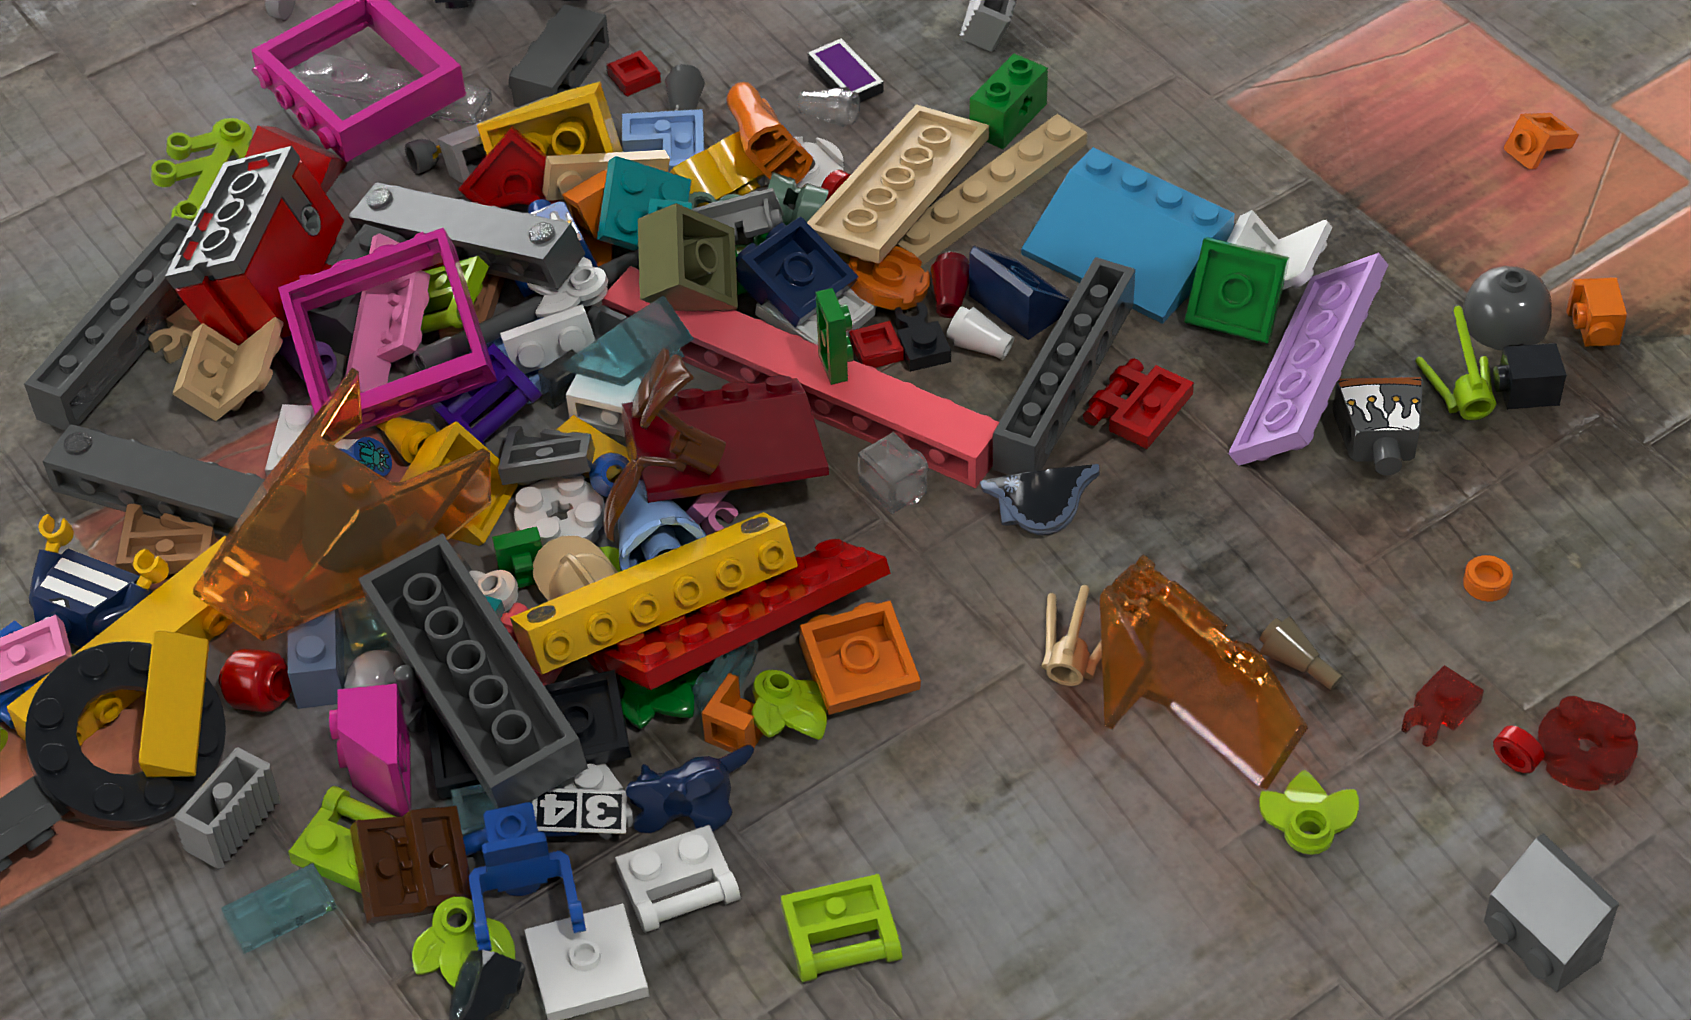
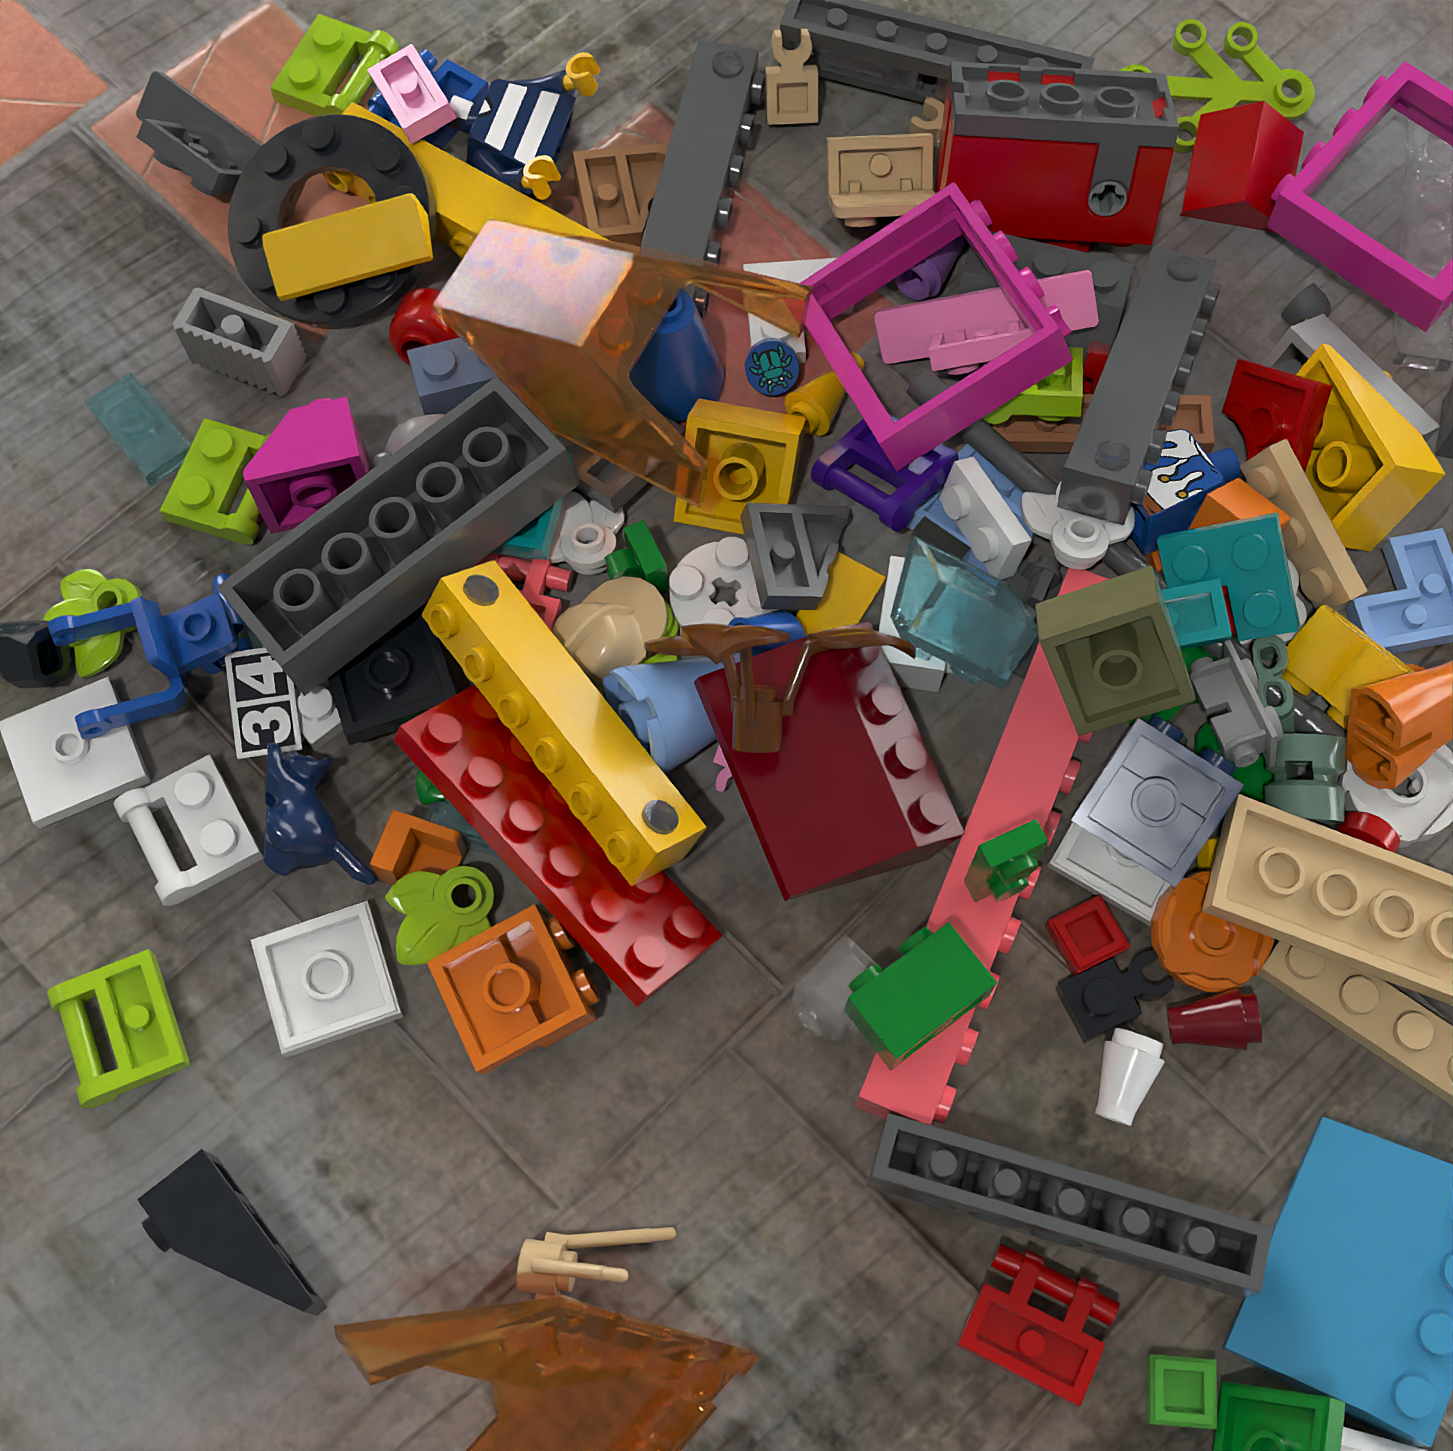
camera: 80 degrees right, 20 degrees up
(105, 408) = (791, 86): none -> tan plate
(410, 862) = (181, 539): reddish brown slope -> none
(823, 792) = (326, 979): none -> white tile
(914, 405) = (918, 993): none -> green brick
(1012, 857) = (212, 1221): none -> black slope
(1014, 292) = (1227, 1124): dark blue slope -> none
(1042, 499) = (819, 1197): hat -> none
(1188, 343) = (1181, 1392): none -> bright green tile

